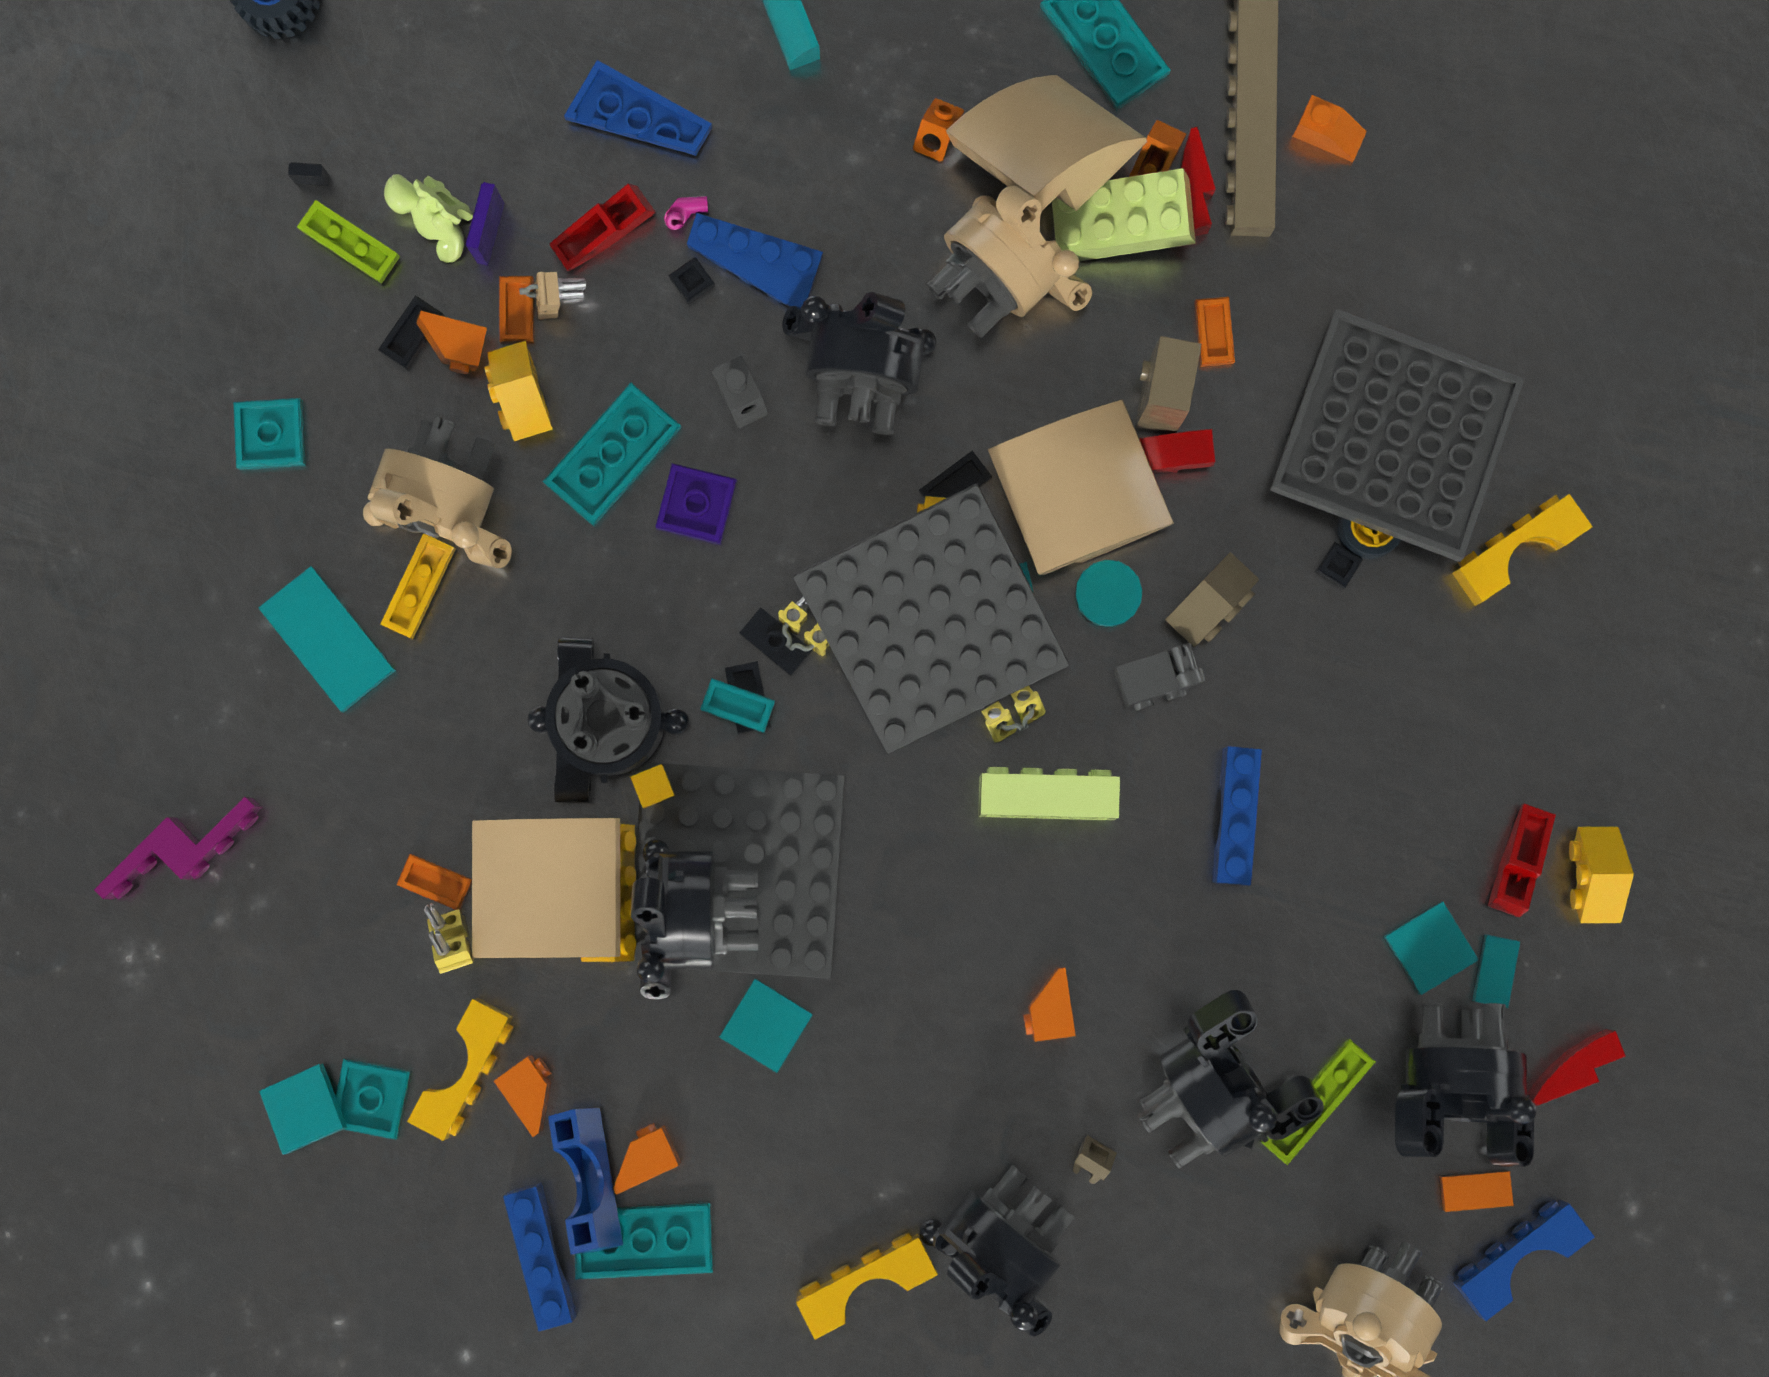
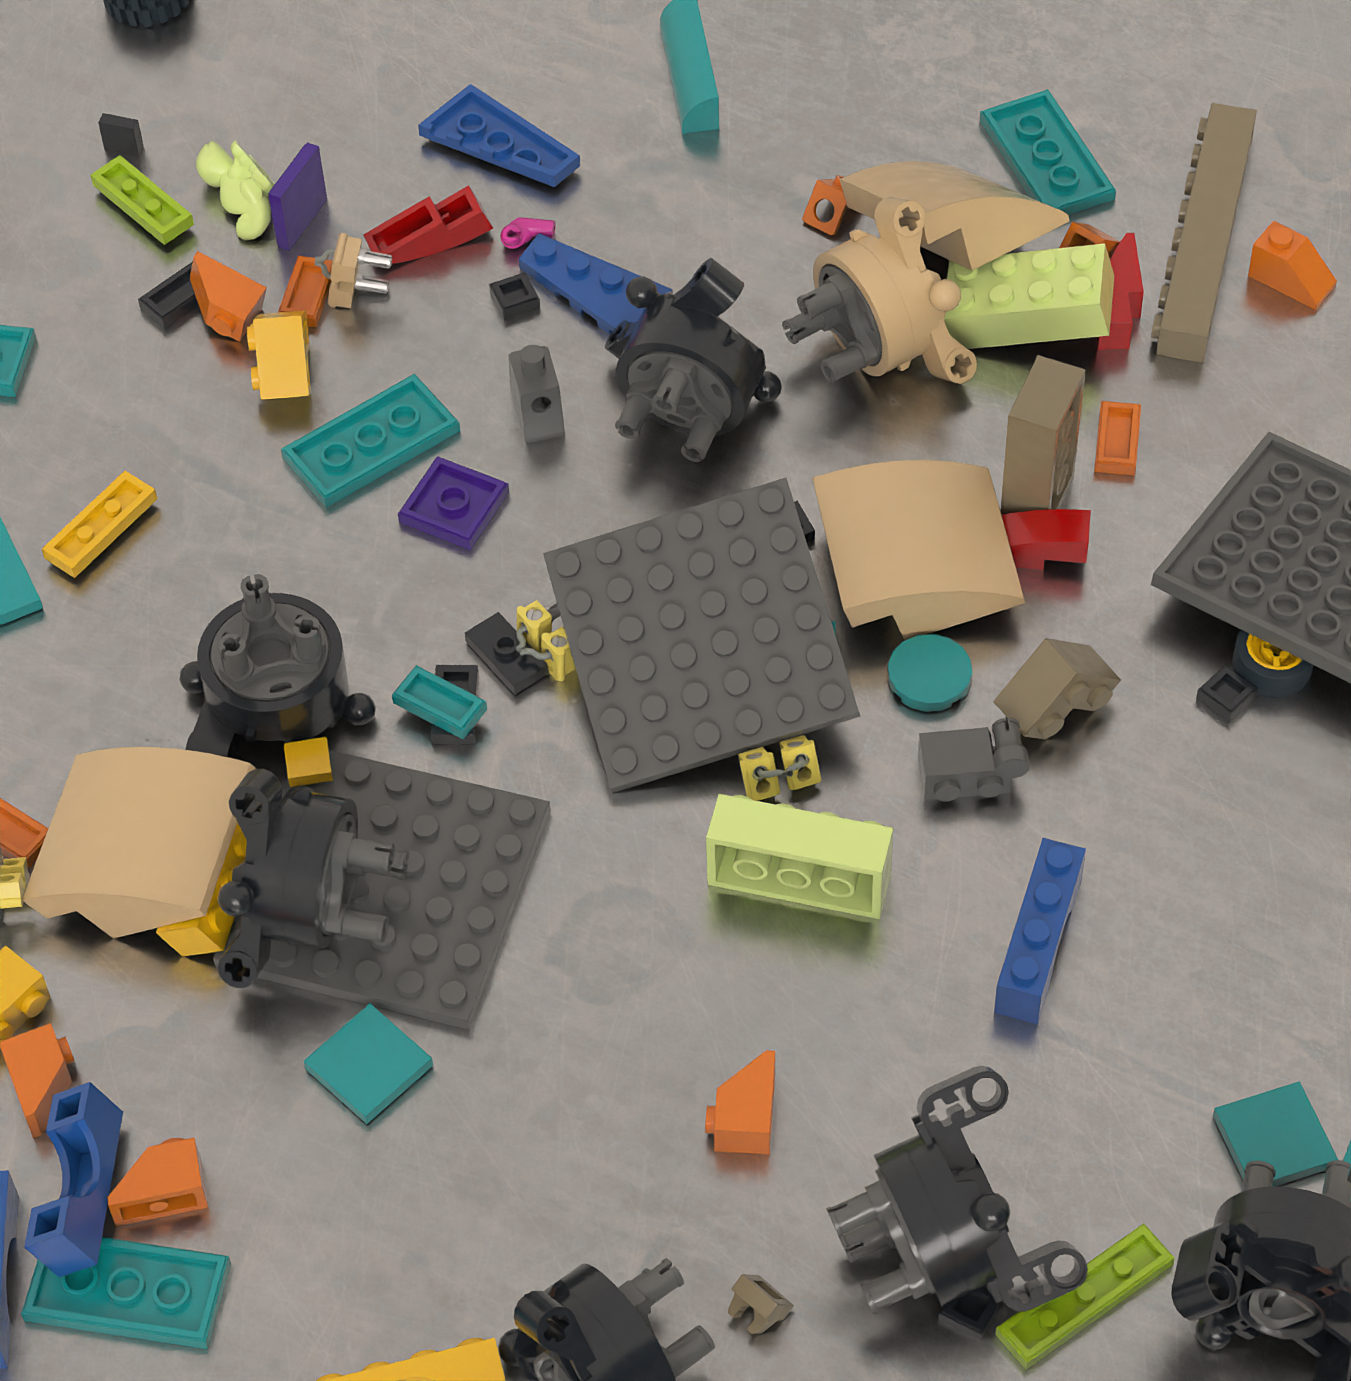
camera: 15 degrees right, 30 degrees down
(436, 495) = (150, 417): tan piece -> none

